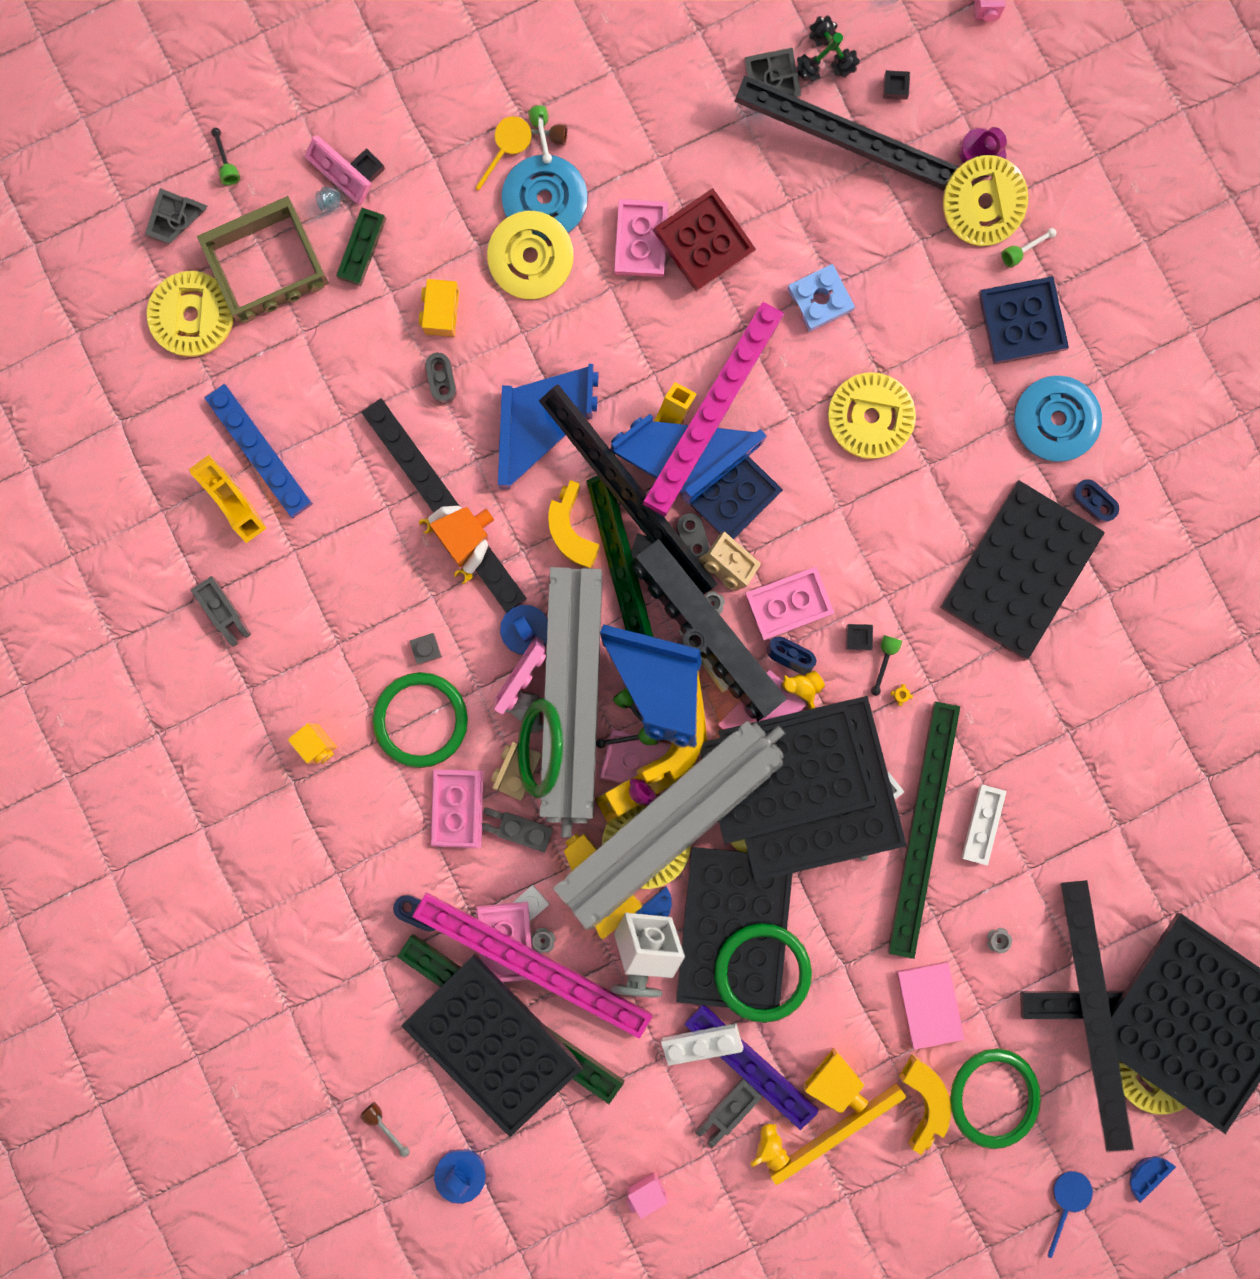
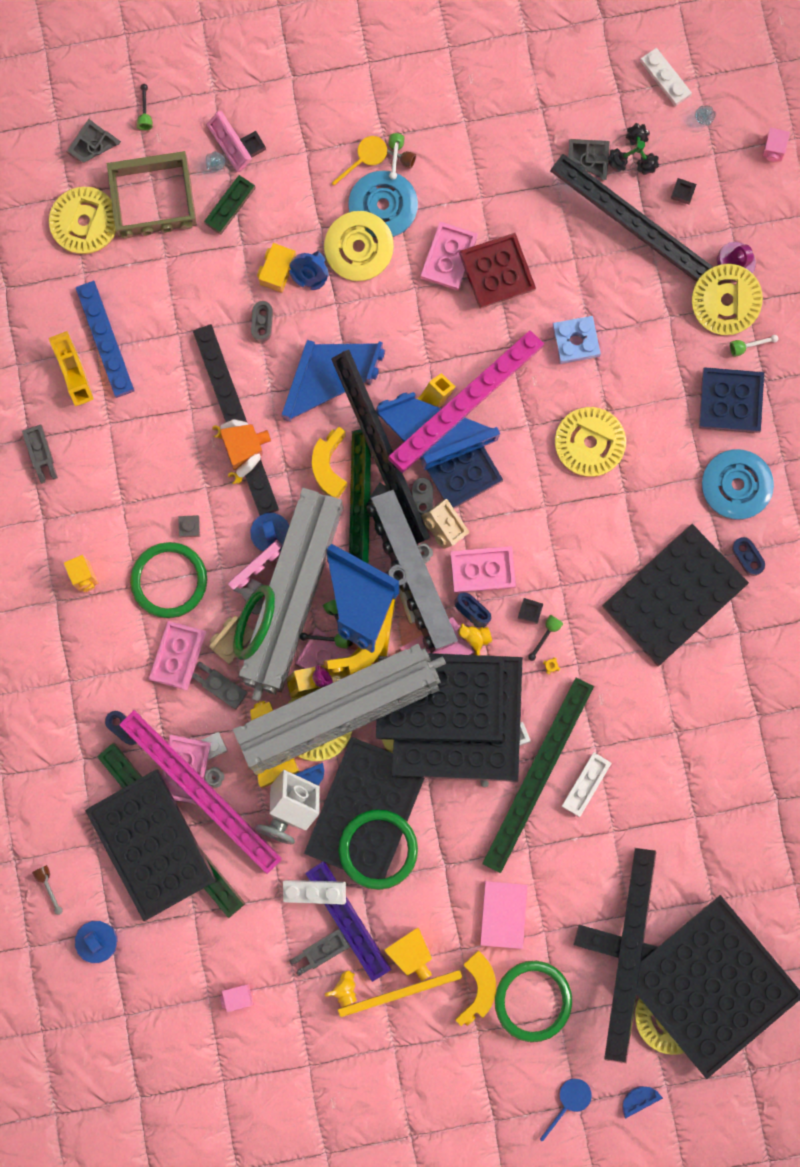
camera: 20 degrees right, 5 degrees down
(480, 300) = (309, 270): none -> blue tile
(1004, 945) = (573, 874): light grey plate -> none

